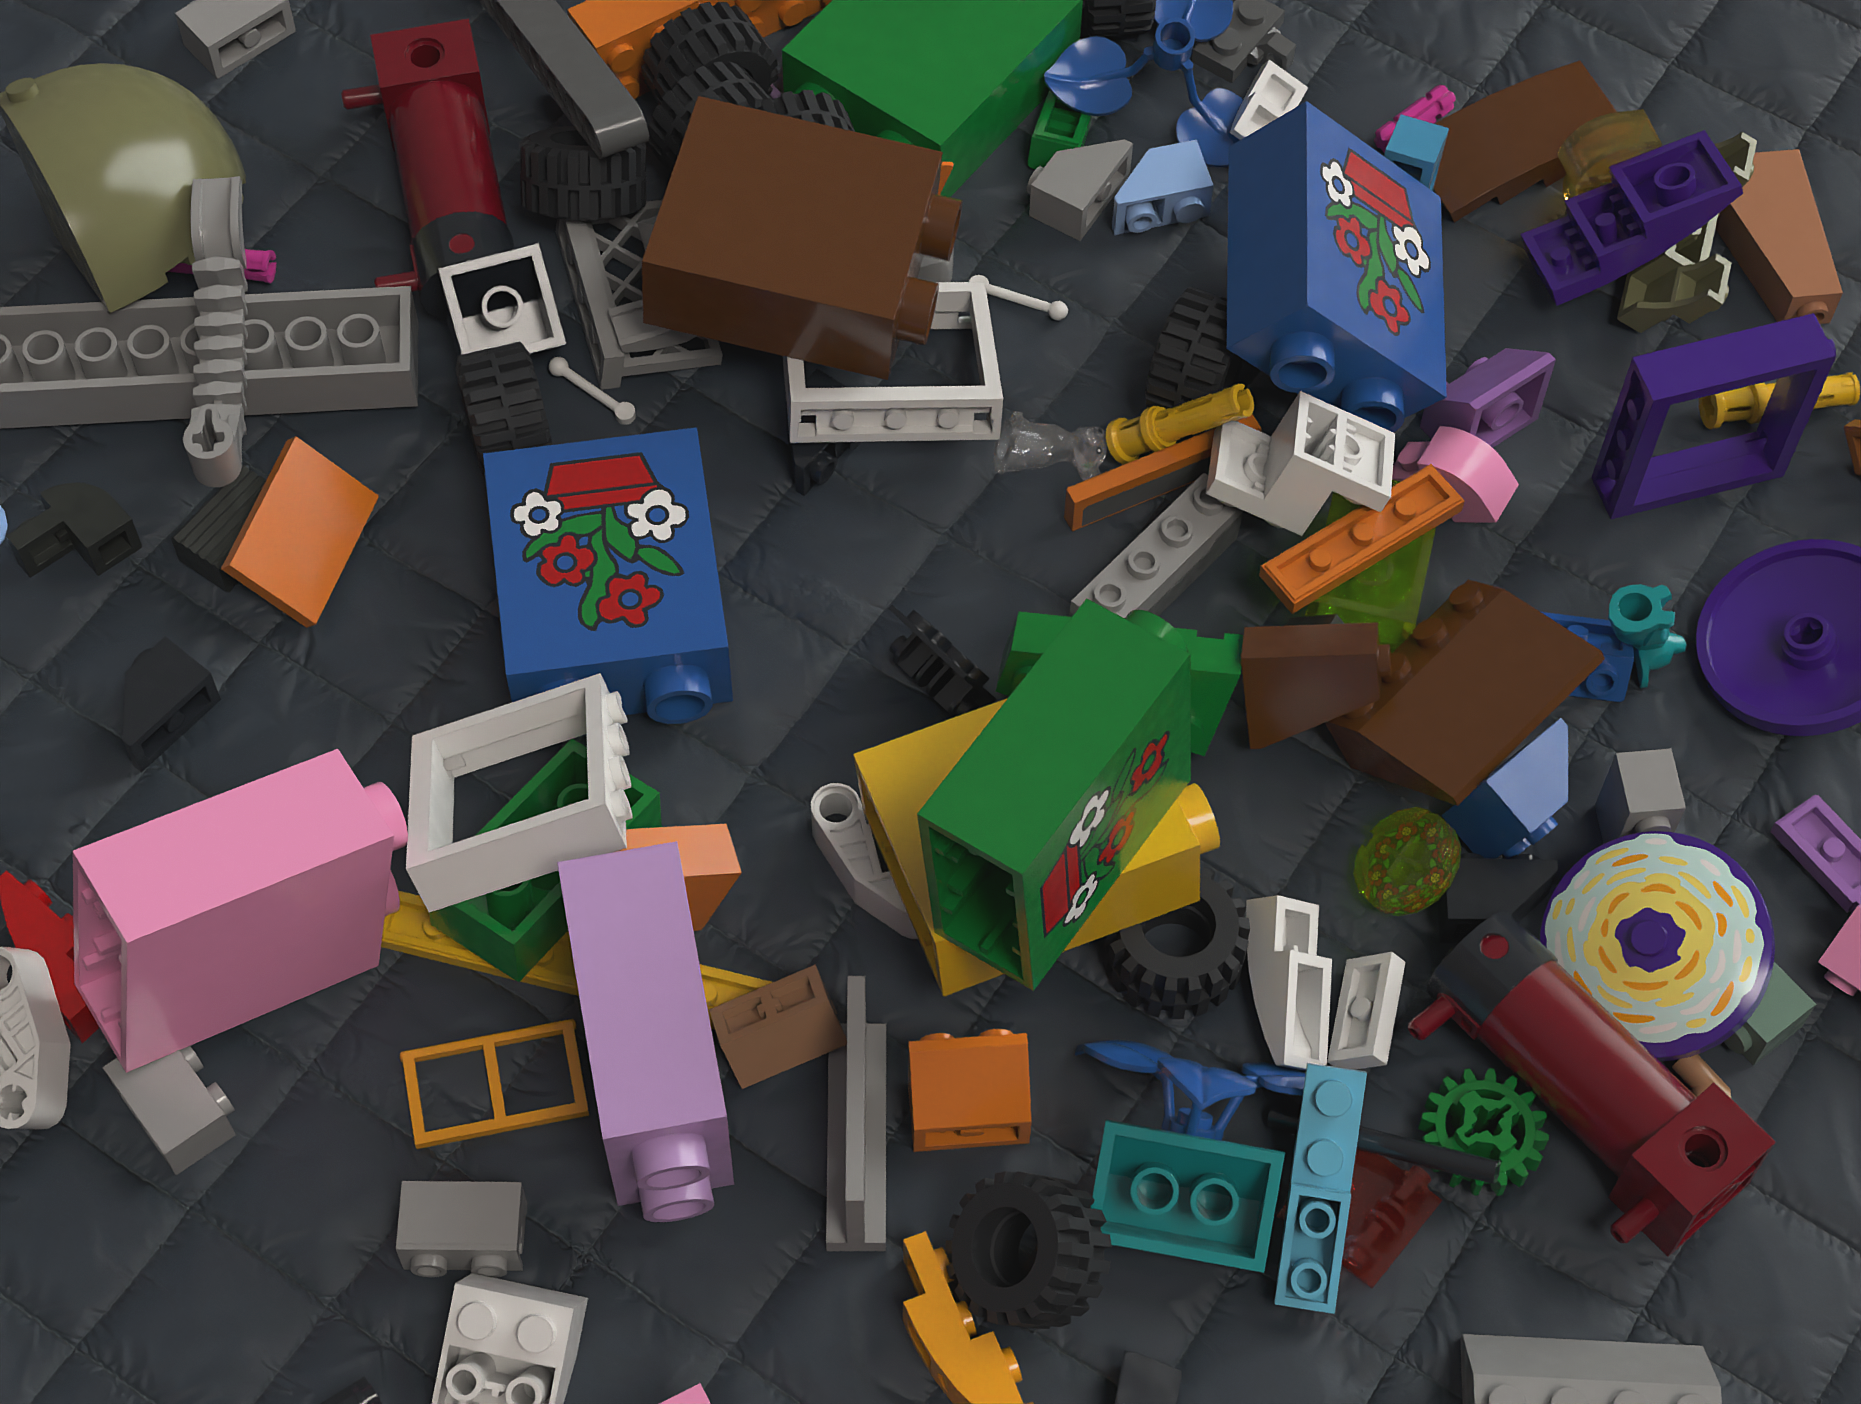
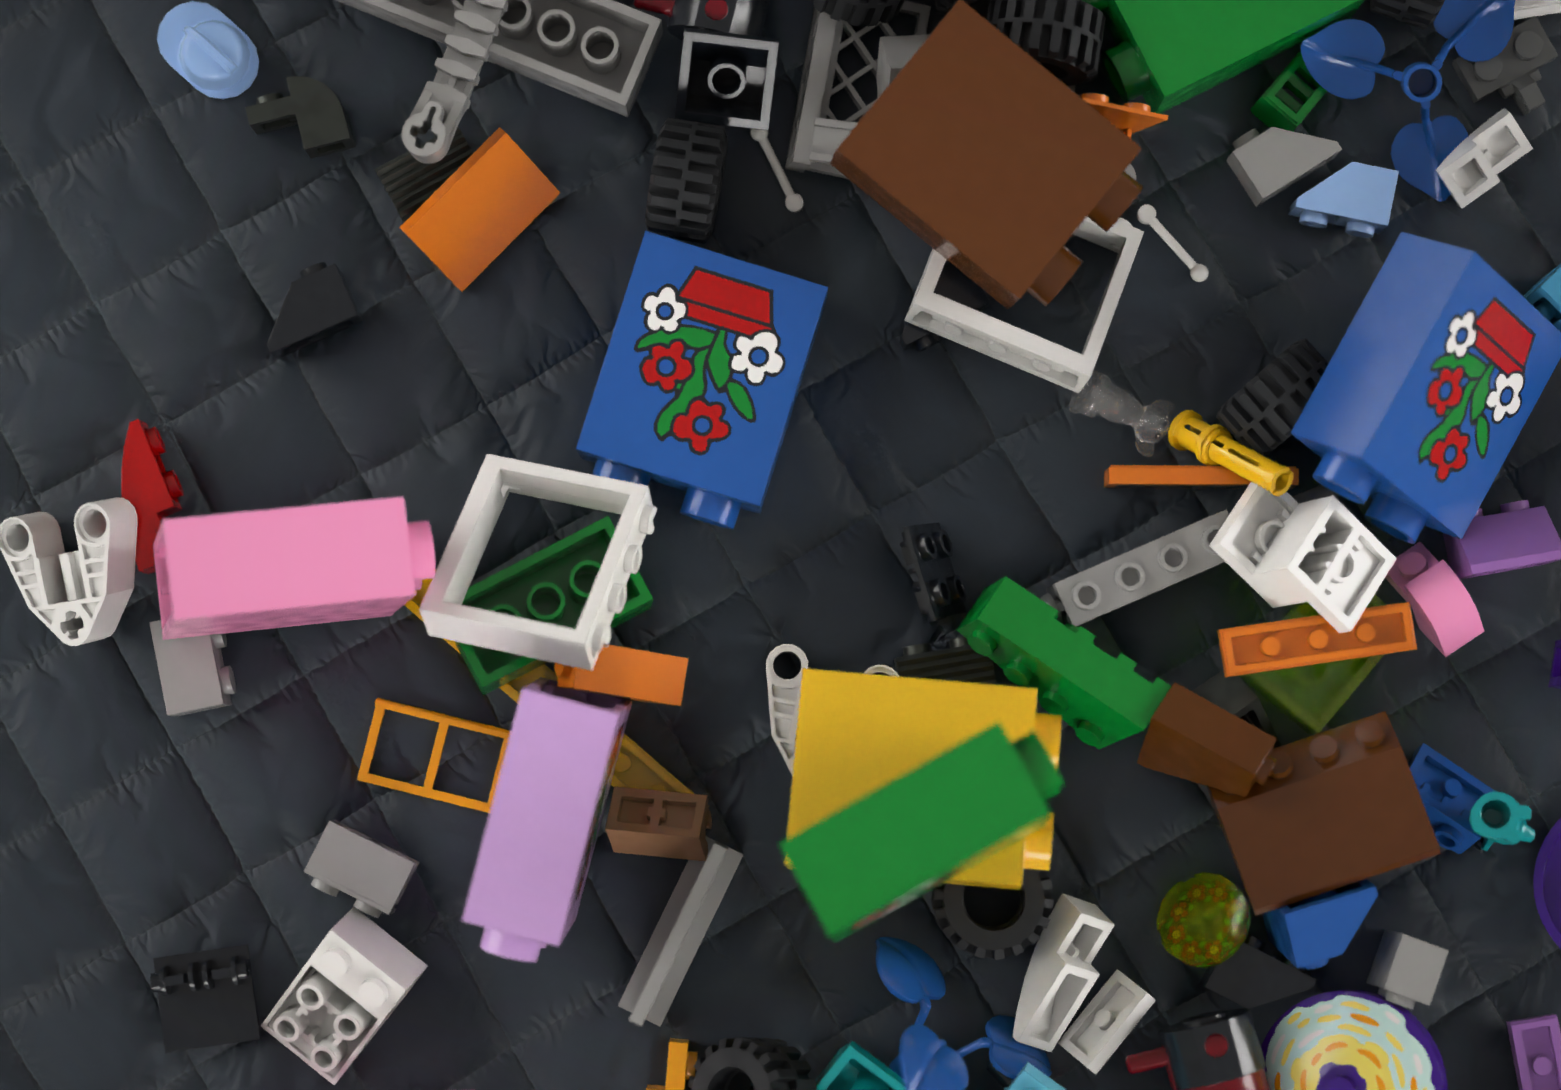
camera: 25 degrees right, 25 degrees up
(969, 1090) = (773, 949): orange slope -> none

